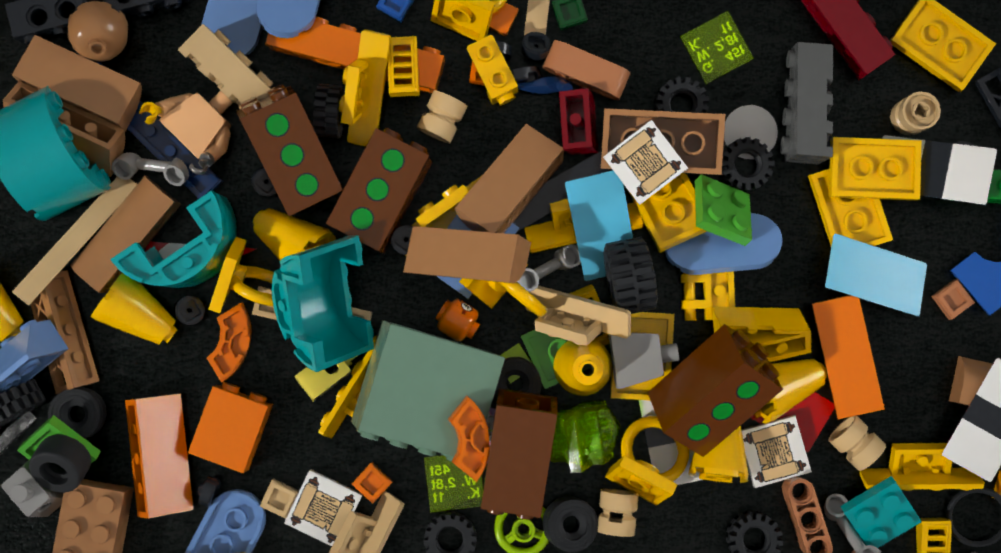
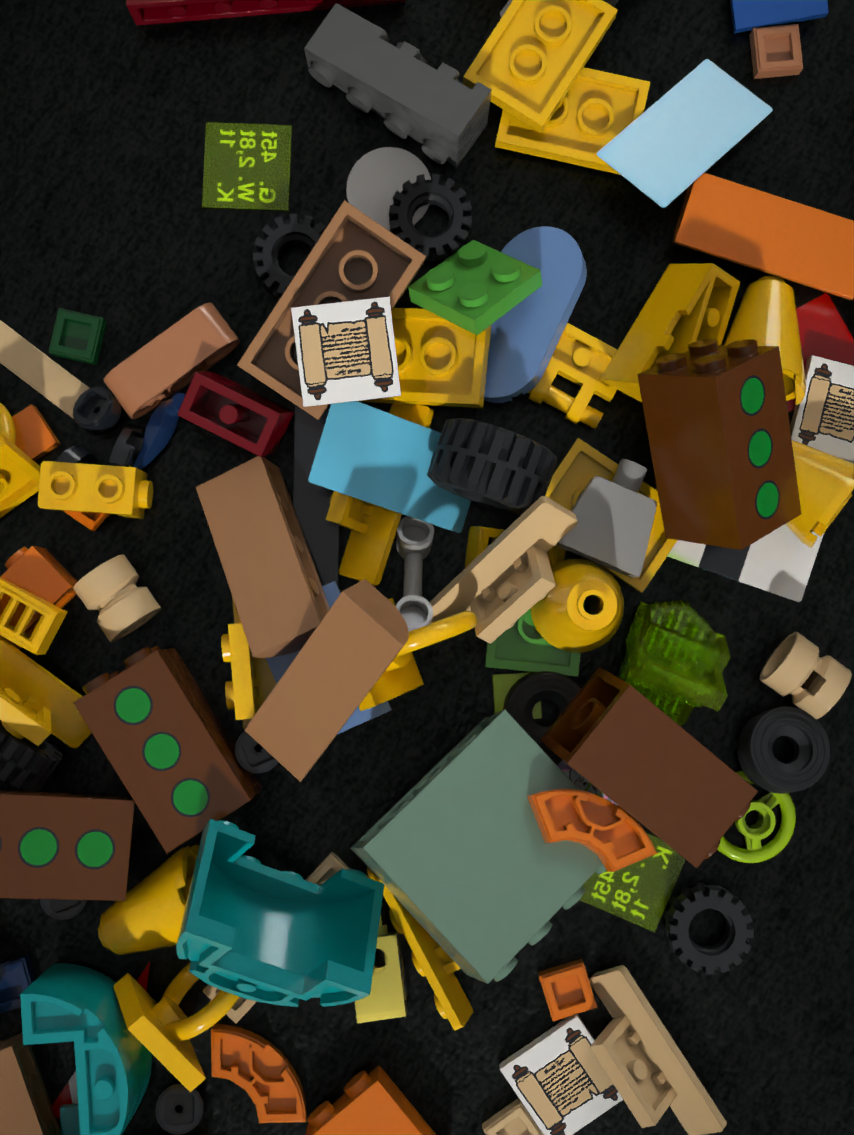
camera: 65 degrees left, 0 degrees up
(457, 320) = (412, 741): orange head -> none
(642, 476) = (774, 613): yellow tile -> none

